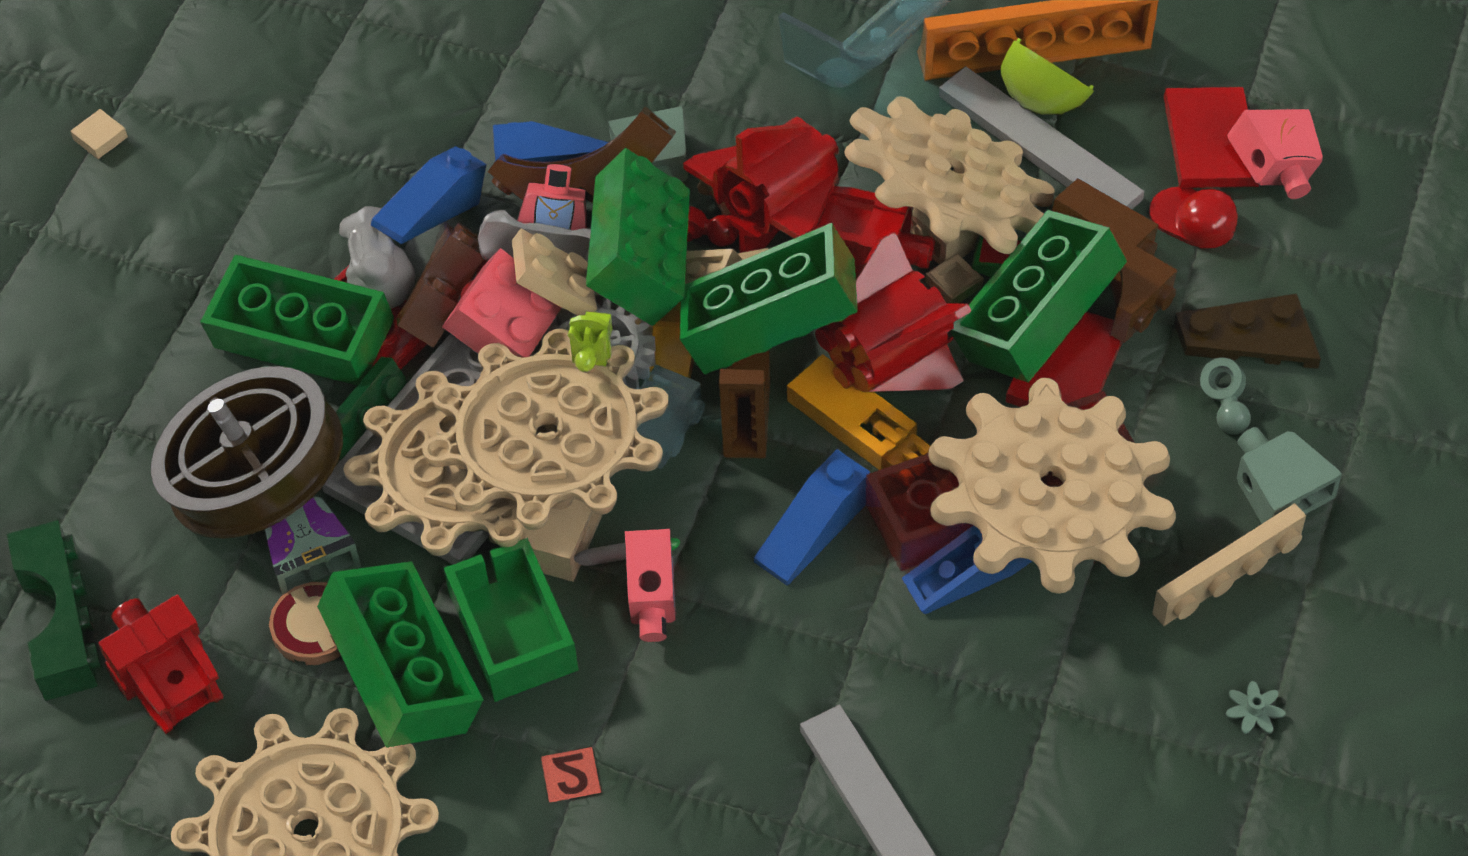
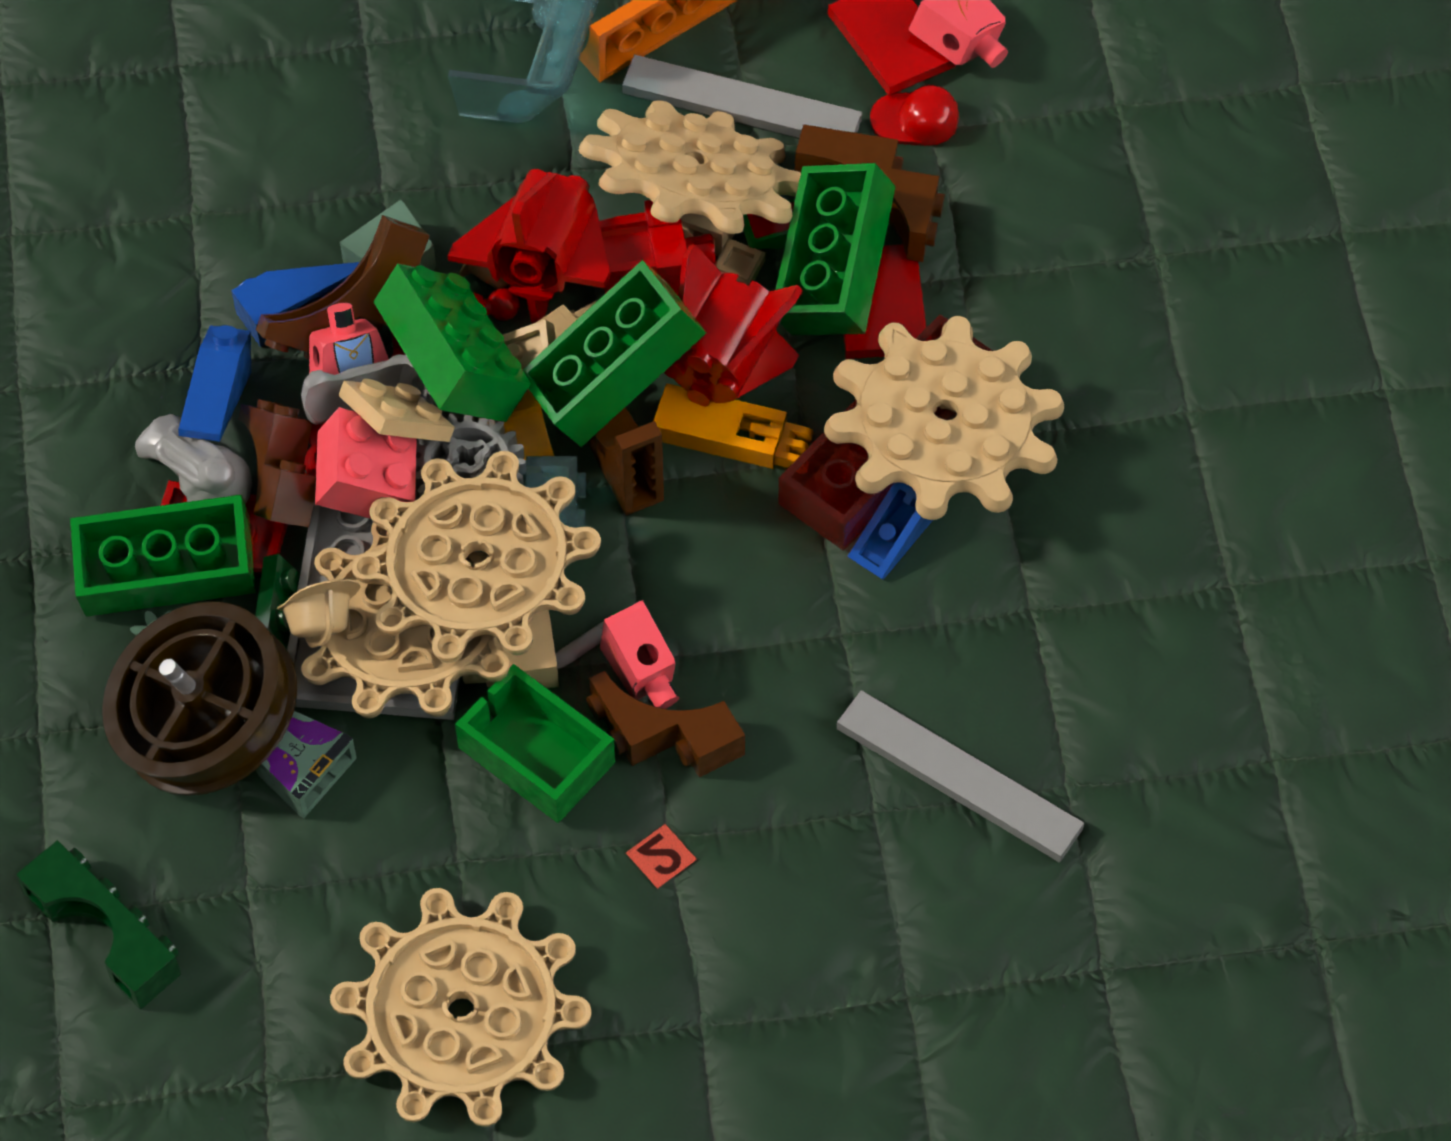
camera: 30 degrees left, 5 degrees up
(160, 660) = (242, 922): red piece -> none
(299, 627) = (349, 827): tile -> none
(381, 414) = (319, 610): none -> tan piece
(399, 654) = (457, 817): green brick -> none
(590, 340) = (474, 458): lime piece -> none
(664, 679) = (701, 736): none -> reddish brown arch
(814, 517) = (744, 535): blue slope -> none
(1039, 83) = (719, 46): lime cylinder -> none
(1220, 570) = (1114, 435): tan plate -> none
(1233, 415) = (1048, 289): sand green plate -> none
(1255, 328) = (1024, 202): dark brown wing -> none
(1255, 708) = (1202, 539): sand green plant -> none
(1284, 473) = (1122, 327): sand green torso -> none

